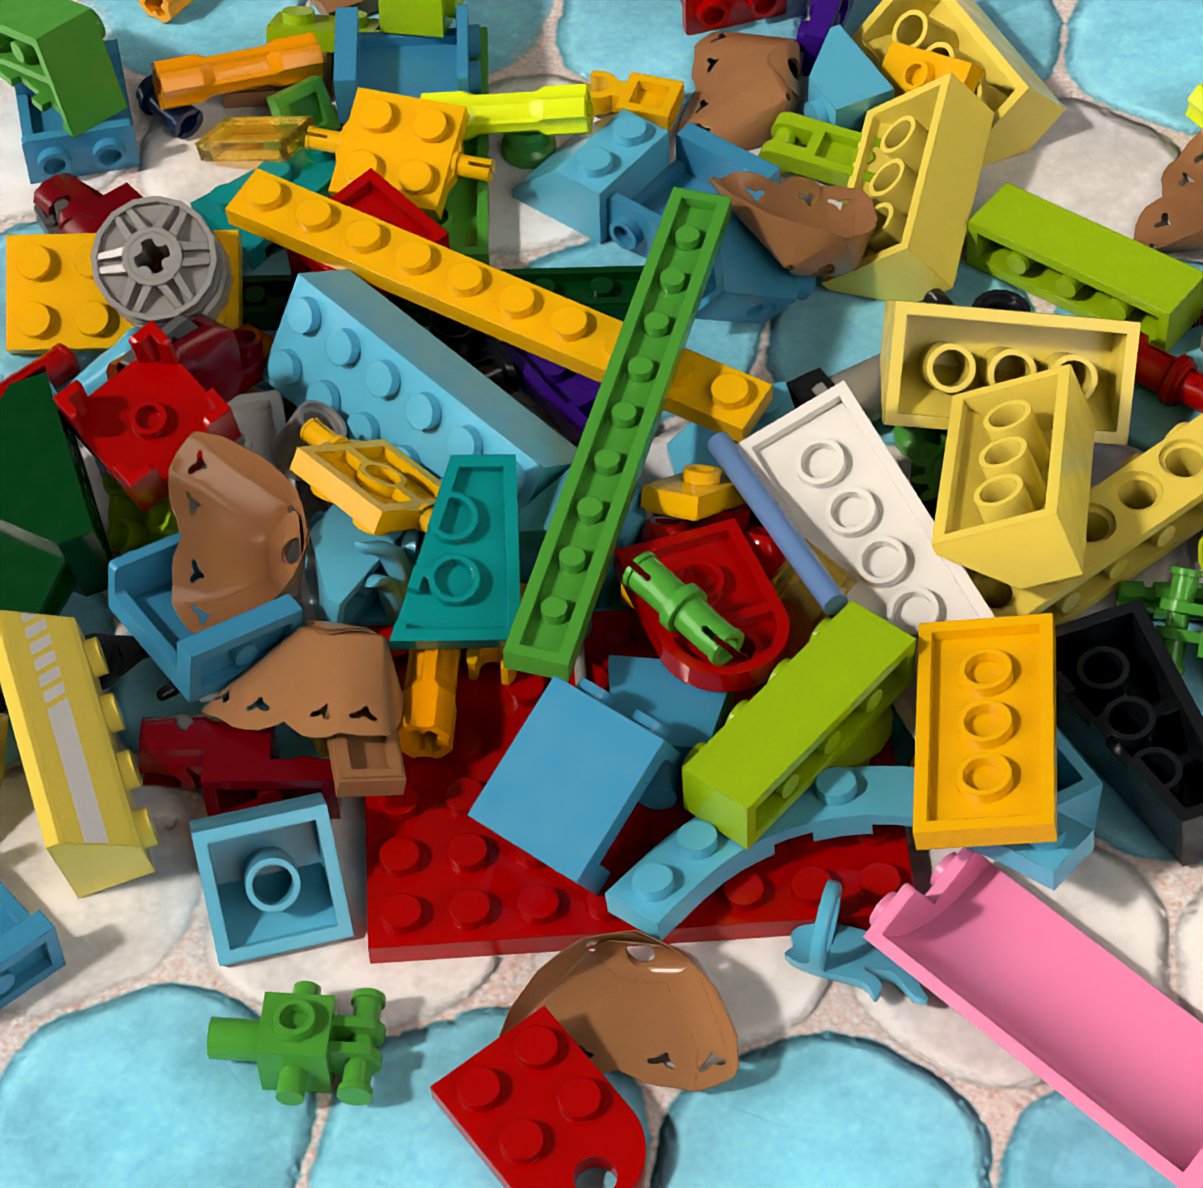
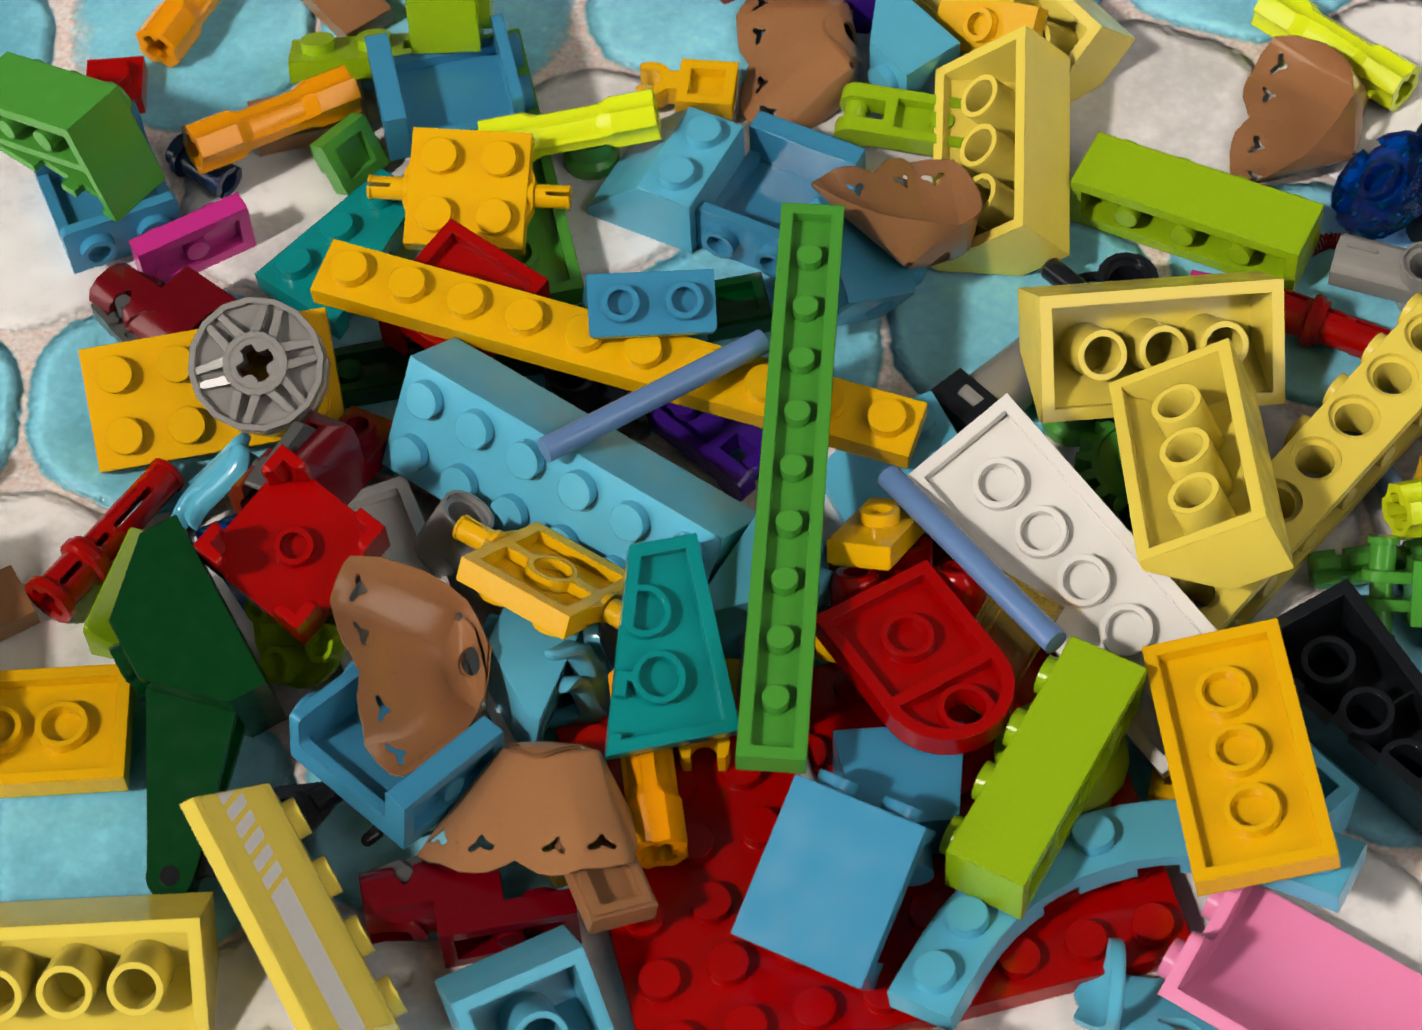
camera: 10 degrees left, 5 degrees up
(121, 24) = (126, 72): none -> red plate
(146, 164) = (195, 239): none -> dark pink plate
(254, 139) = (308, 191): clear yellow tile -> none
(510, 337) = (653, 395): none -> medium blue bar
(534, 260) = (651, 304): none -> dark azure panel
(683, 608) = (906, 675): bright green pin -> none

